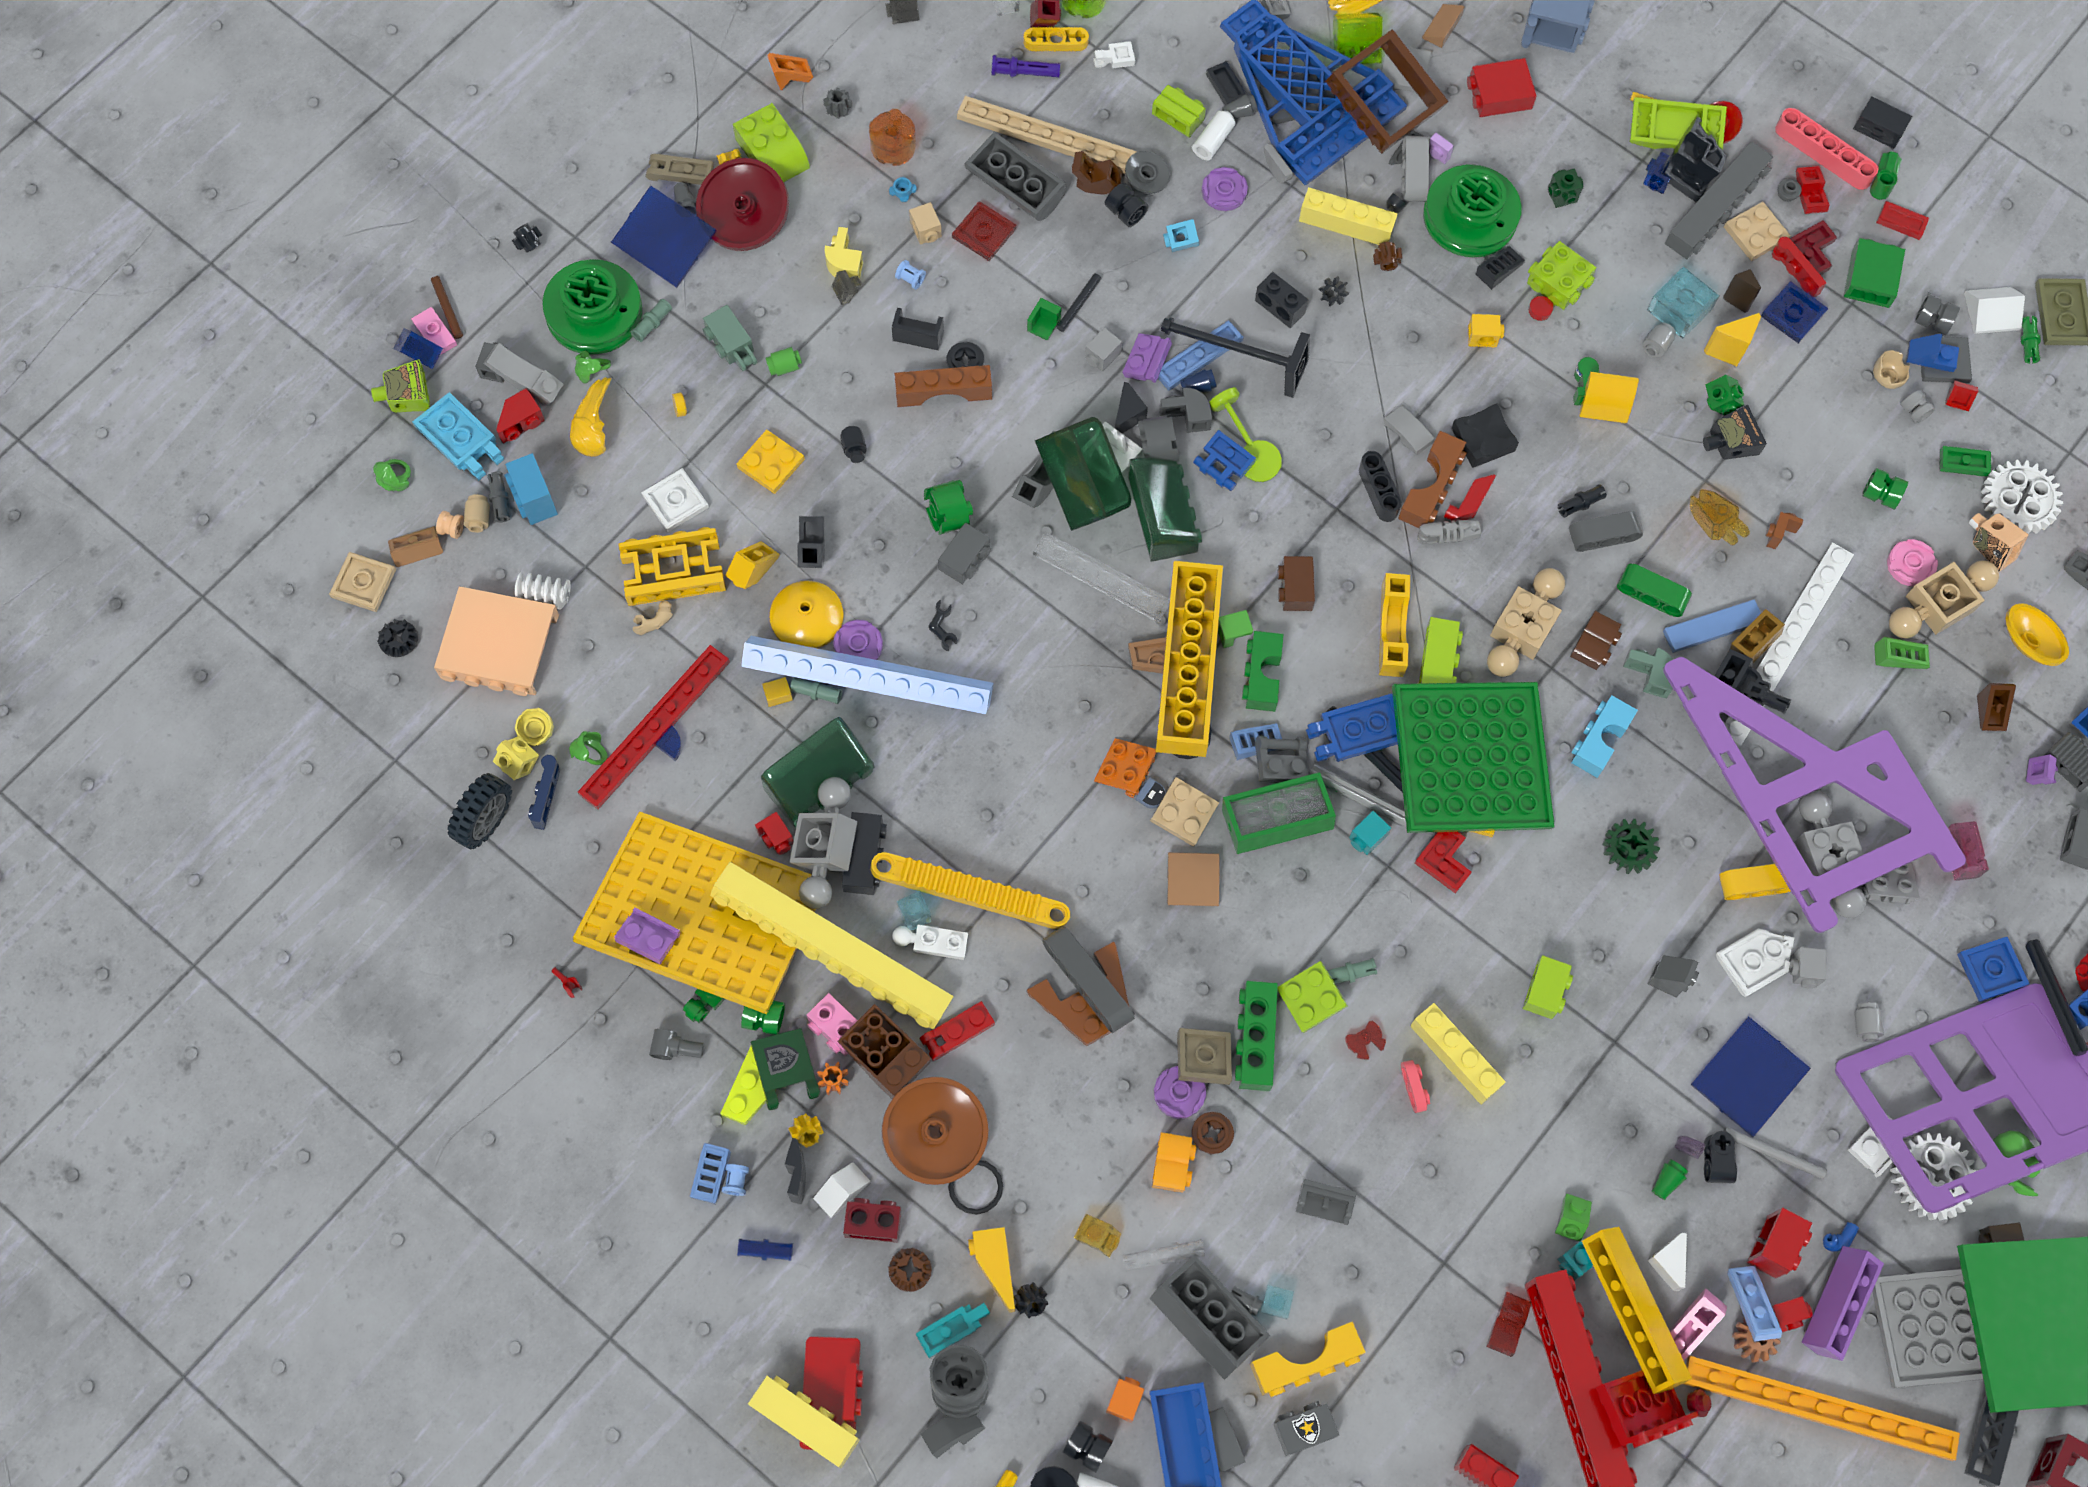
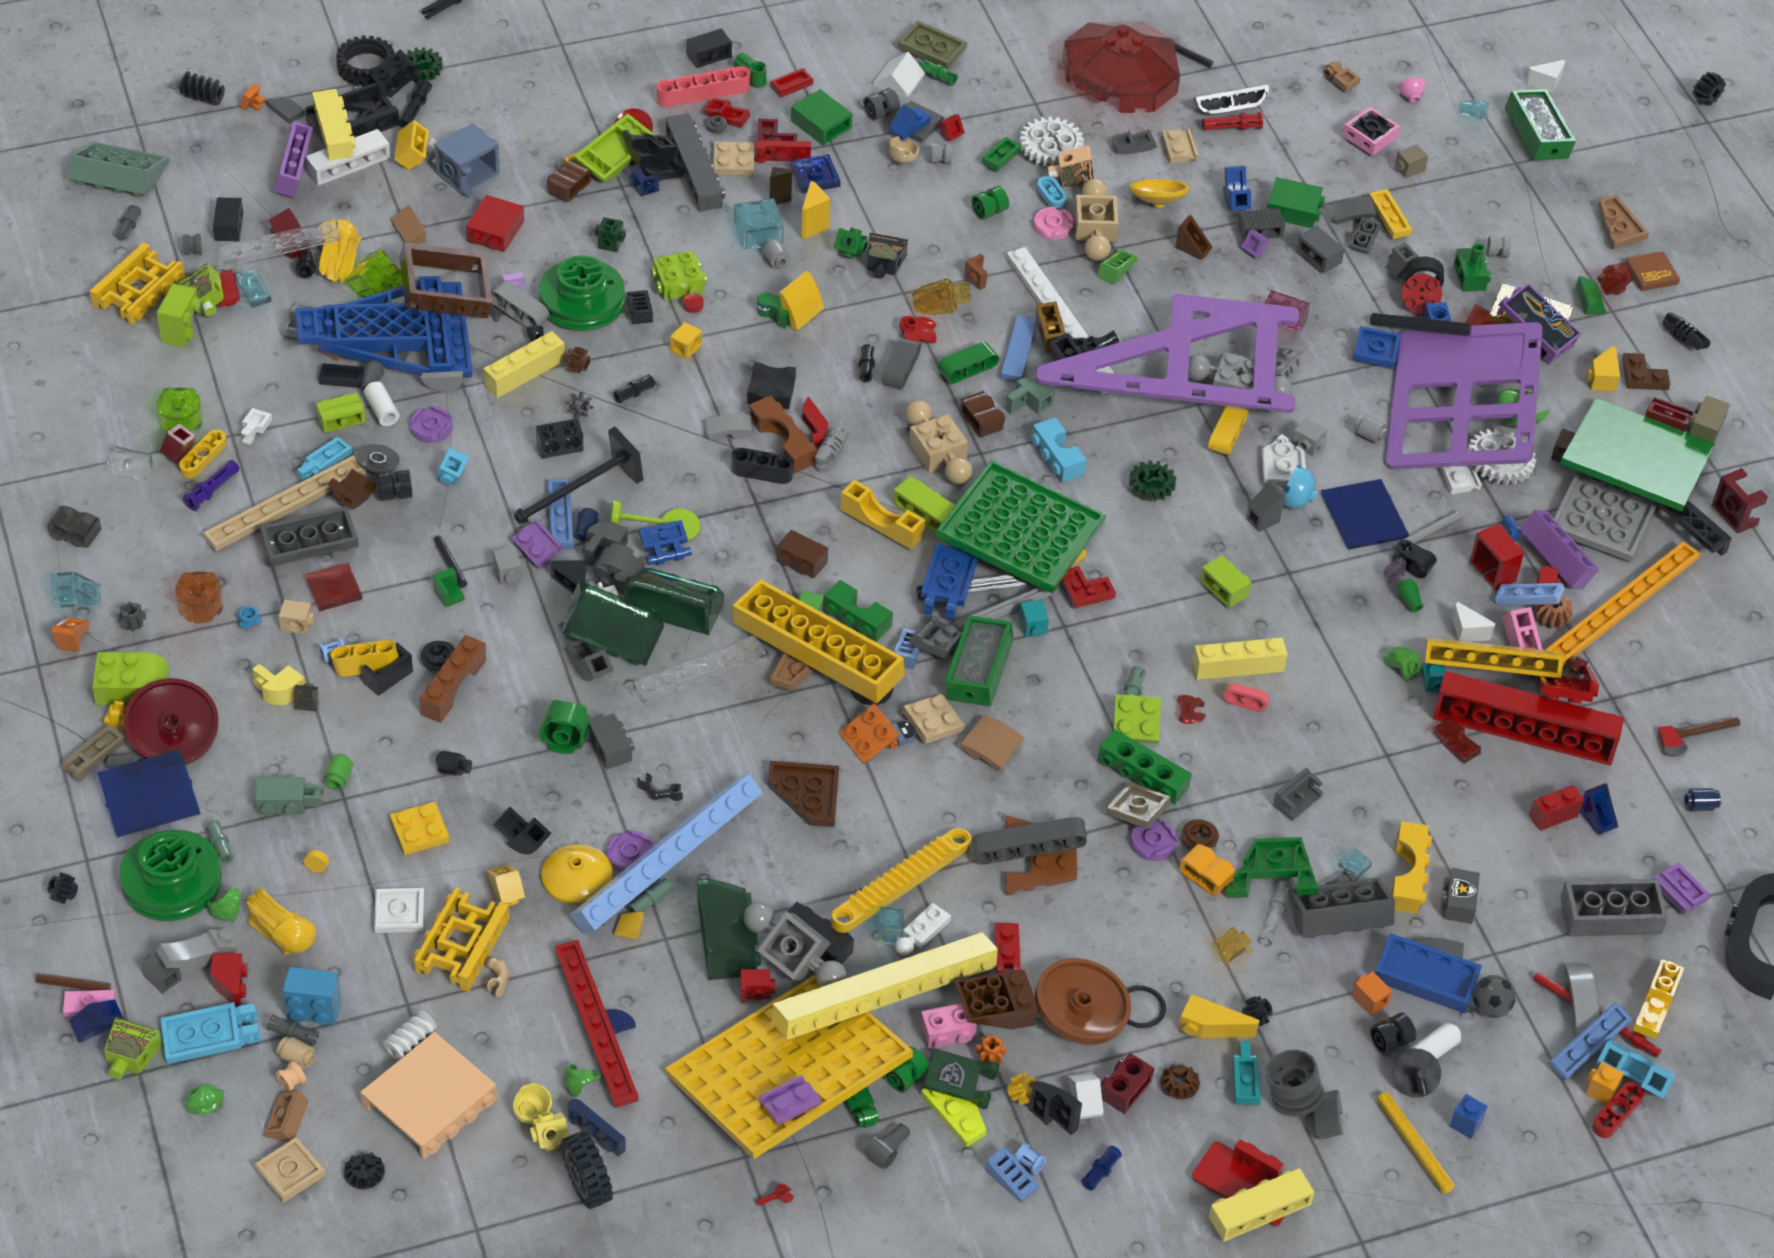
camera: 60 degrees left, 20 degrees down
(832, 44) = (74, 590): none -> clear light blue slope
(914, 303) = (376, 655): none -> yellow beam
(1025, 750) = (807, 789): none -> reddish brown plate
(1118, 132) = (324, 457): none -> medium azure hinge
(1226, 1223) = (1275, 859): none -> green wing
(1392, 323) = (634, 388): none -> black pin
(1606, 113) = (568, 180): none -> reddish brown brick
(1662, 524) = (918, 329): none -> red plate
(1723, 994) = (1300, 489): none -> medium azure cylinder
(1951, 539) = (1052, 192): none -> medium azure plate

